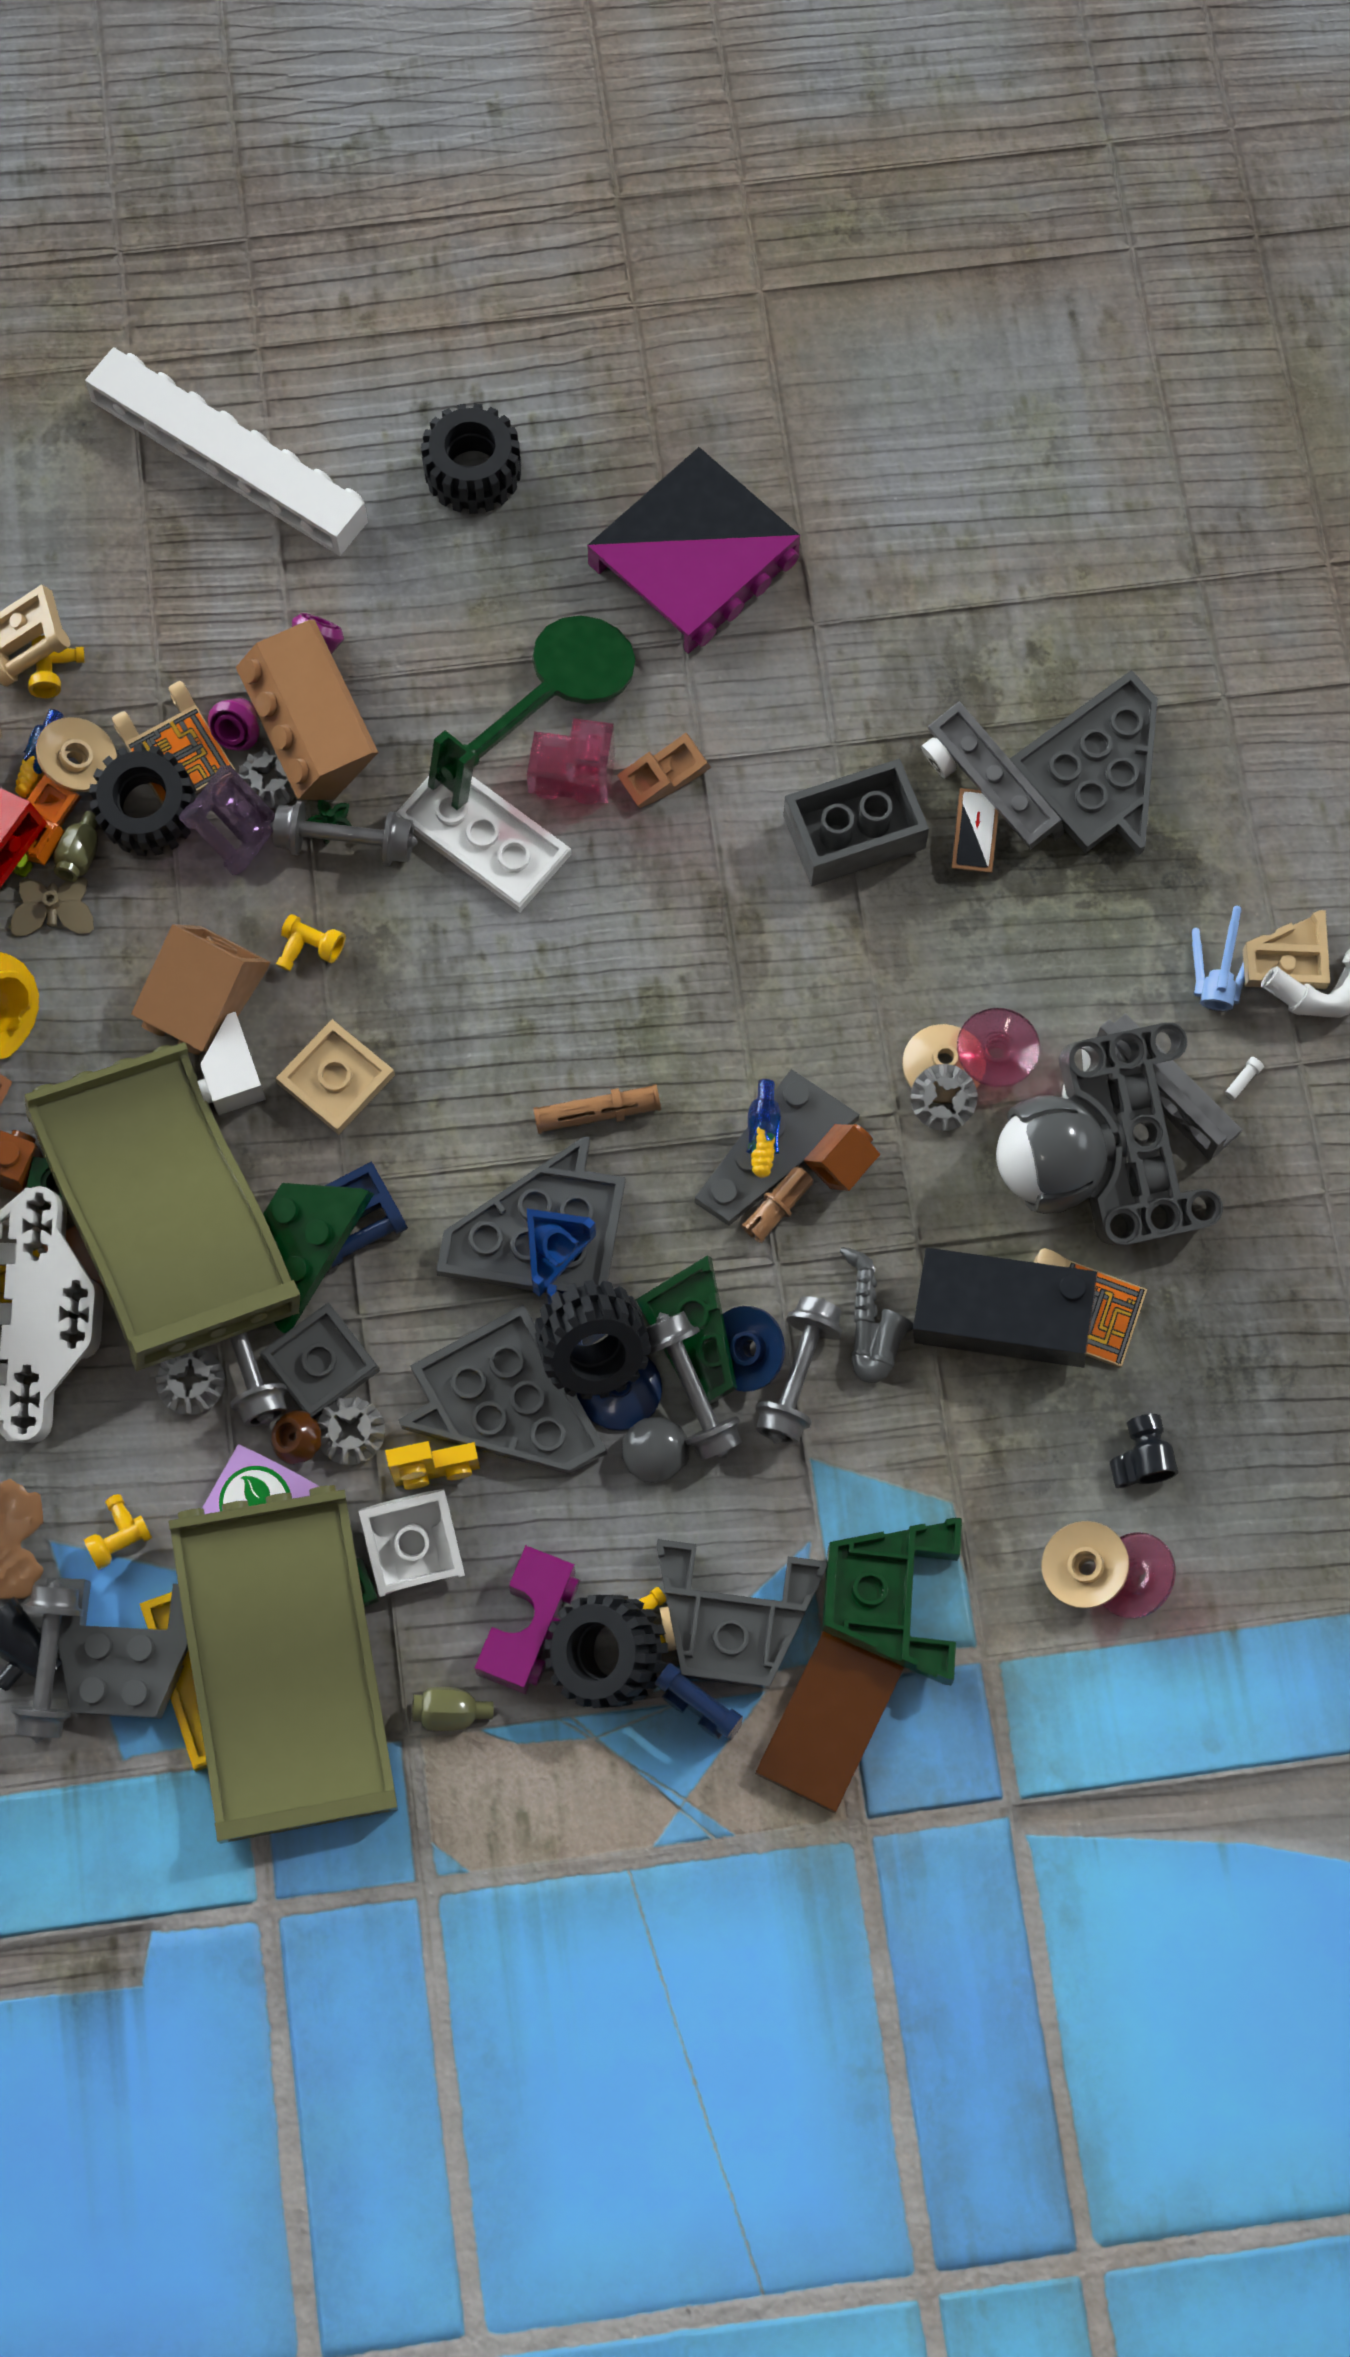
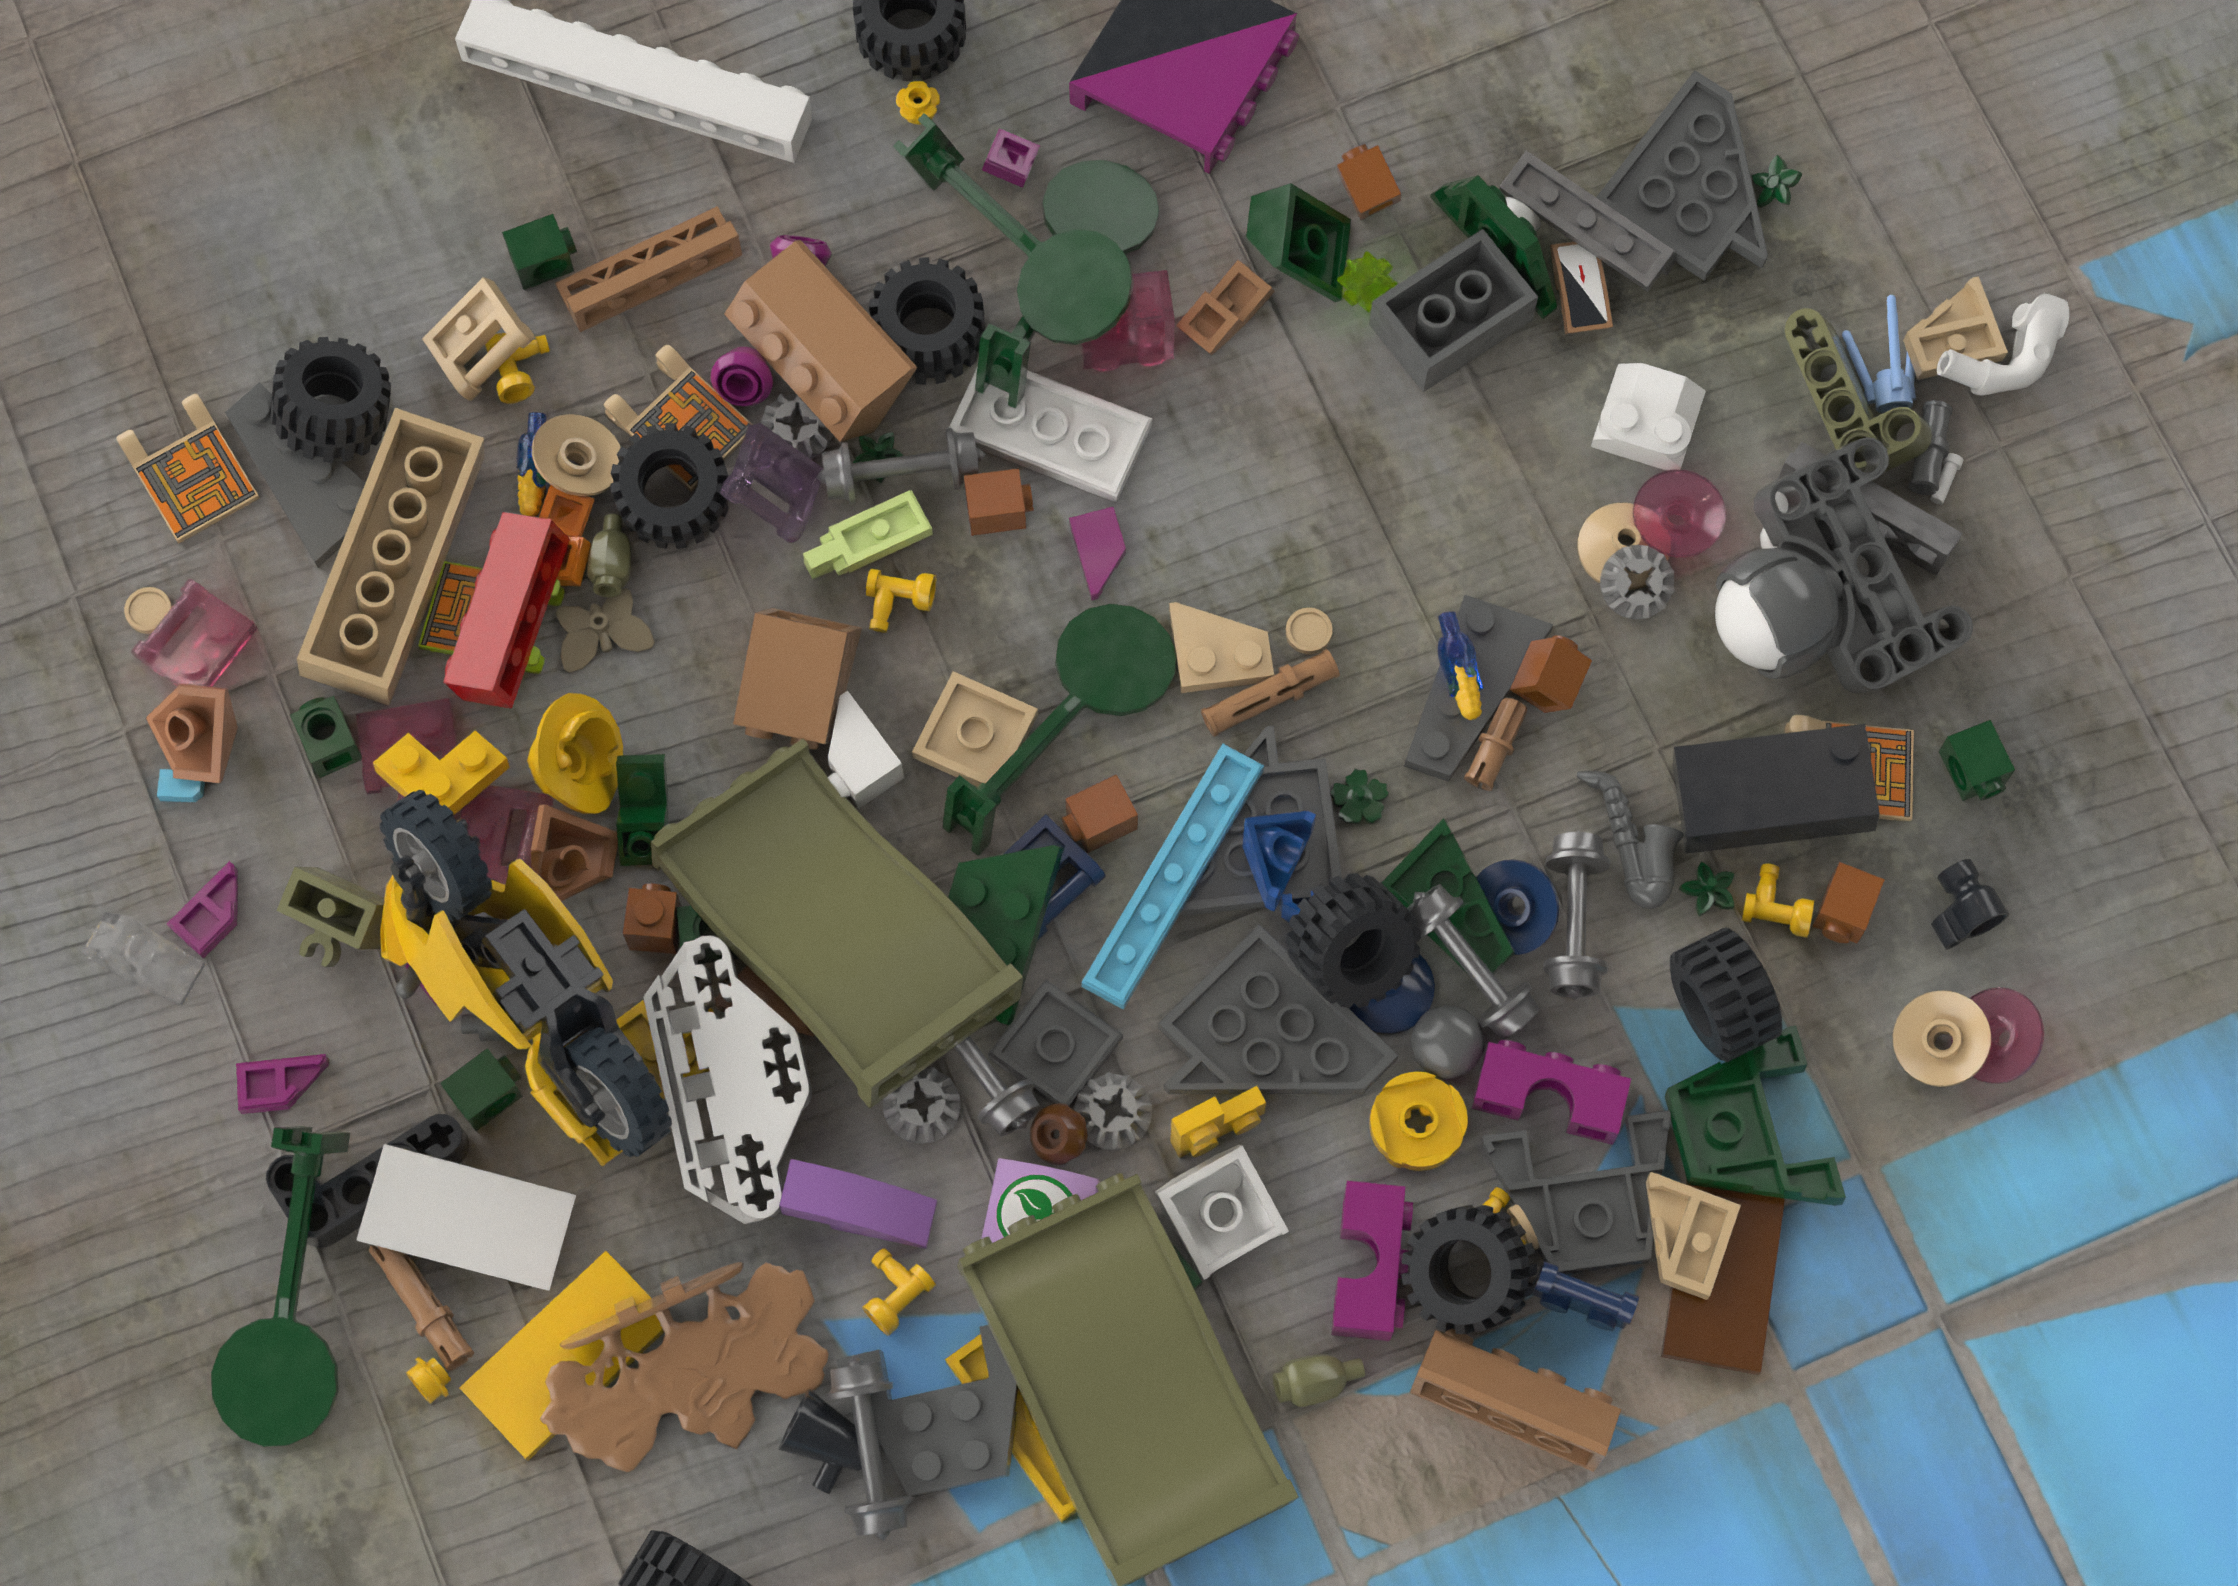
camera: 15 degrees left, 0 degrees up
(38, 1062) = (642, 805): none -> dark green slope
(101, 575) = (540, 251): none -> dark green brick
(106, 1450) = (857, 1204): none -> medium lavender slope
(189, 620) = (654, 274): none -> medium nougat fence
(299, 886) = (869, 536): none -> yellowish green hinge
(399, 688) = (938, 288): none -> black tyre
(415, 885) = (997, 501): none -> dark orange brick
(417, 1174) = (1100, 814): none -> dark orange brick
(458, 540) = (913, 111): none -> yellow plate
(461, 1243) = (1172, 876): none -> medium azure tile
(467, 1047) = (1107, 662): none -> dark green piece
(491, 946) = (1098, 547): none -> magenta tile
(521, 597) = (1010, 157): none -> magenta tile
(531, 712) = (1070, 284): none -> dark green piece
(564, 1061) = (1217, 650): none -> tan wing
(613, 1774) = (1517, 1400): none -> medium nougat slope
(624, 1530) = (1402, 1144): none -> yellow plate
(647, 1219) = (1359, 798): none -> dark green plant
(649, 1064) = (1309, 630): none -> tan piece
(700, 1494) = (1592, 1094): none -> magenta arch
(746, 728) = (1301, 237): none -> dark green slope
(789, 776) = (1366, 280): none -> clear neon green gear
(808, 1673) = (1688, 1233): none -> tan wing
(817, 693) = (1368, 180): none -> dark orange brick
(903, 1474) = (1726, 994): none -> black tyre
(908, 741) = (1477, 207): none -> dark green wing
(925, 1379) = (1710, 889): none -> dark green plant
(966, 1408) = (1762, 904): none -> yellow piece
(1000, 957) = (1649, 416): none -> white slope
(1039, 1425) = (1847, 904): none -> dark orange brick
(1173, 784) = (1776, 182): none -> dark green plant
(1177, 977) = (1846, 390): none -> olive beam
(1192, 1331) = (1977, 761): none -> dark green brick
(1237, 1048) = (1928, 465): none -> dark grey pin

